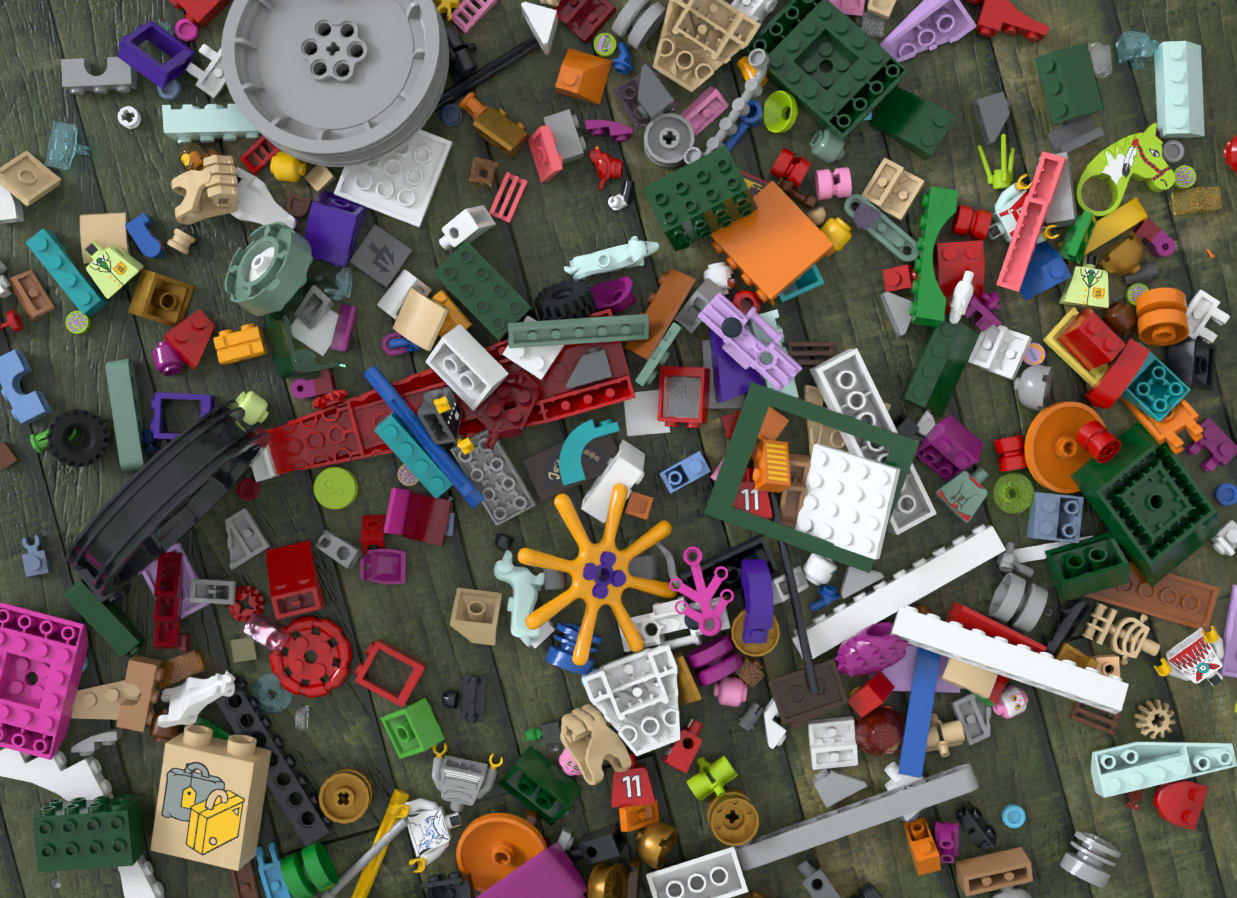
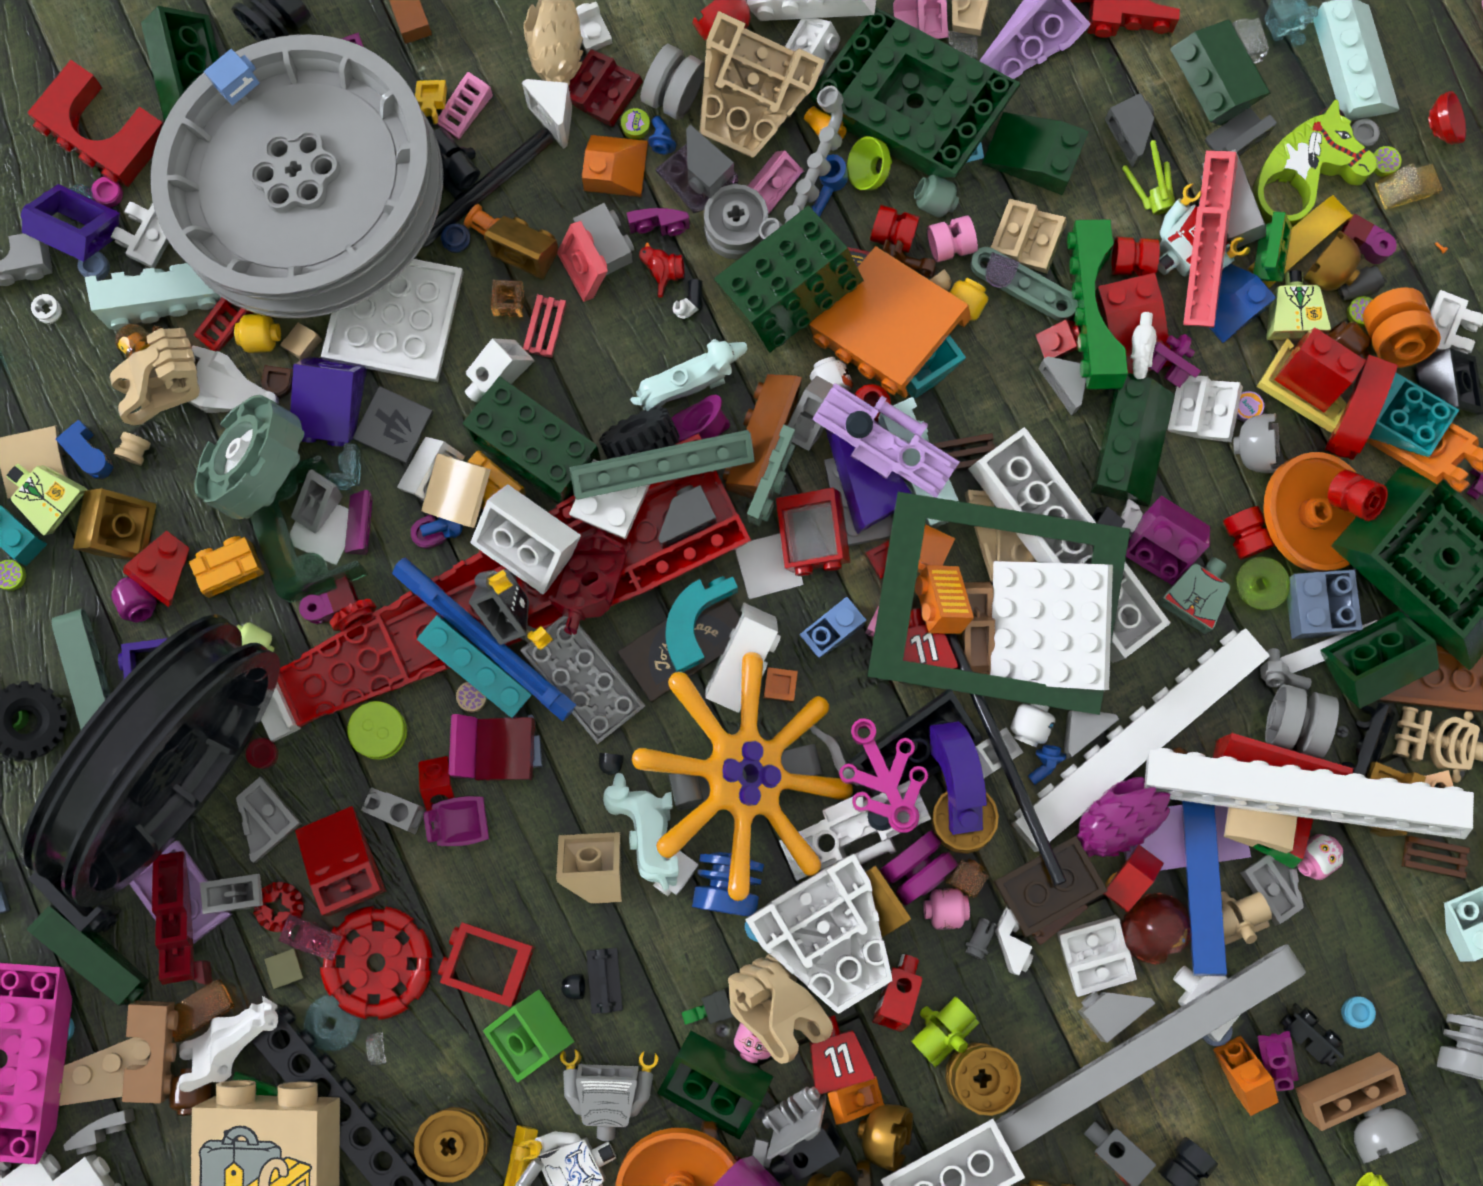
camera: 15 degrees left, 10 degrees down
(592, 823) = (794, 1120): none -> light grey hinge

